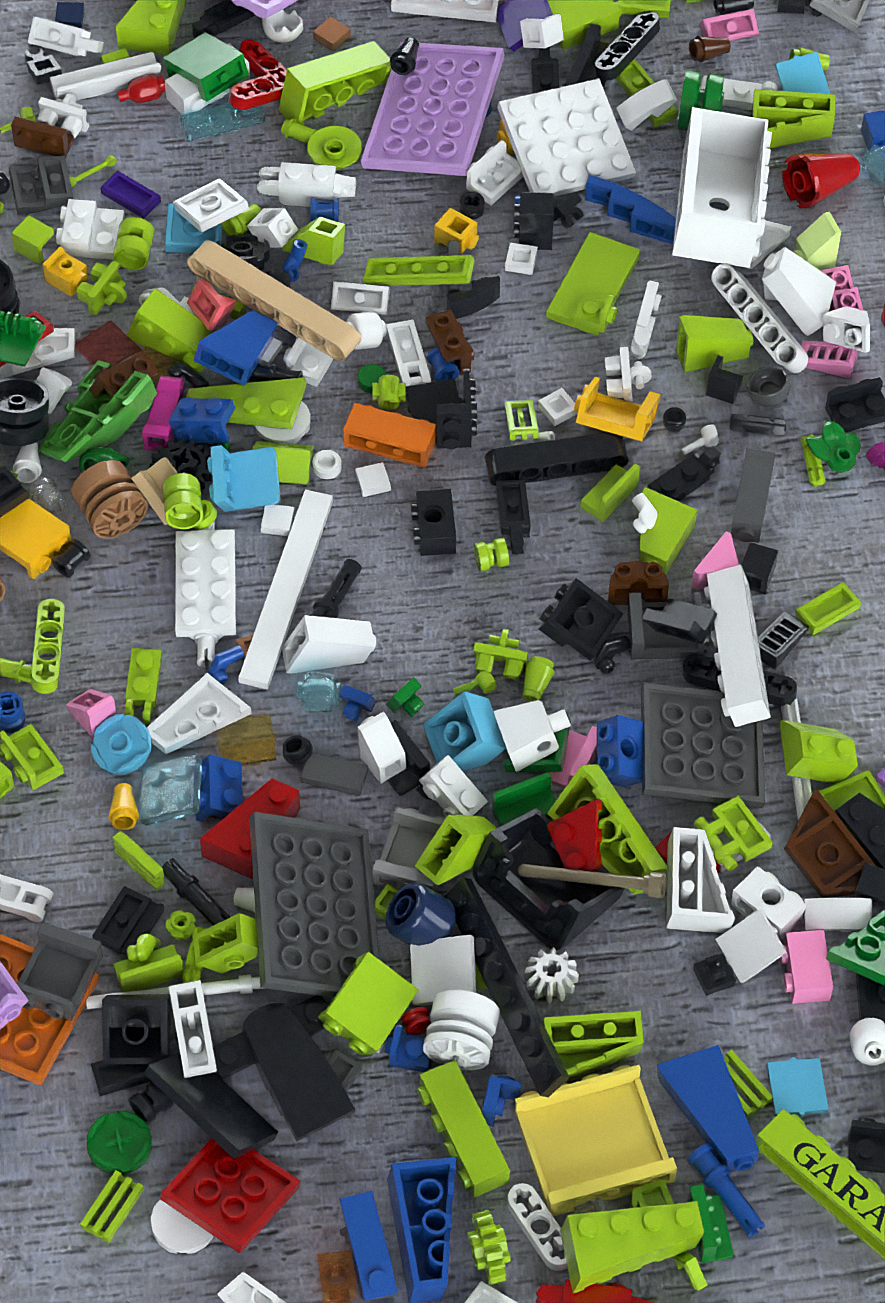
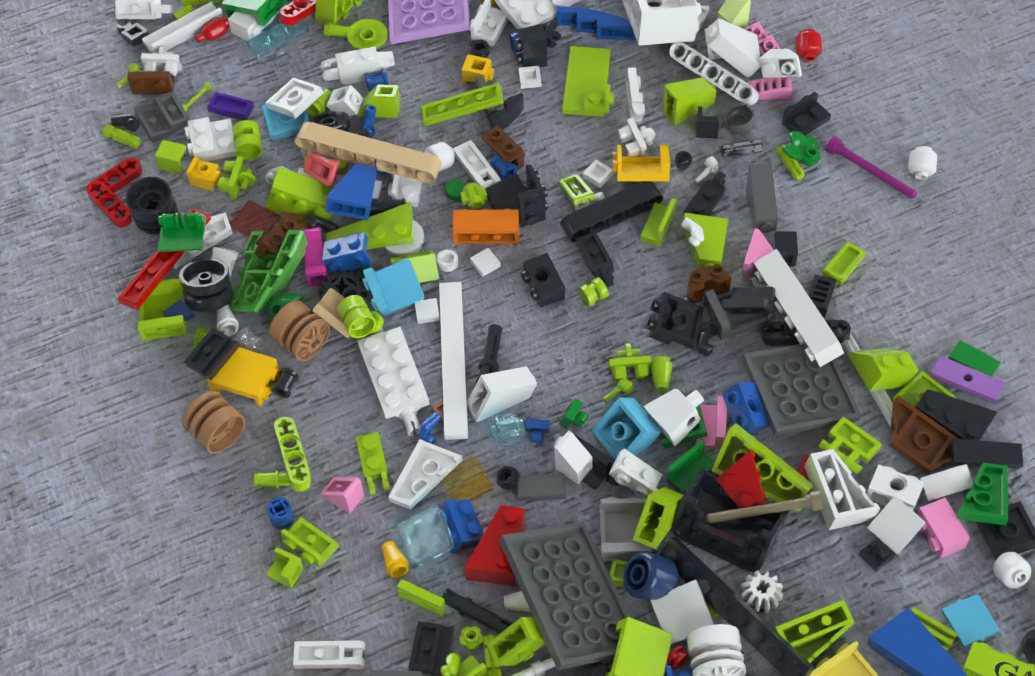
camera: 15 degrees left, 0 degrees up
(121, 744) = (374, 512): medium azure tile -> none
(360, 297) = (425, 135): white slope -> none

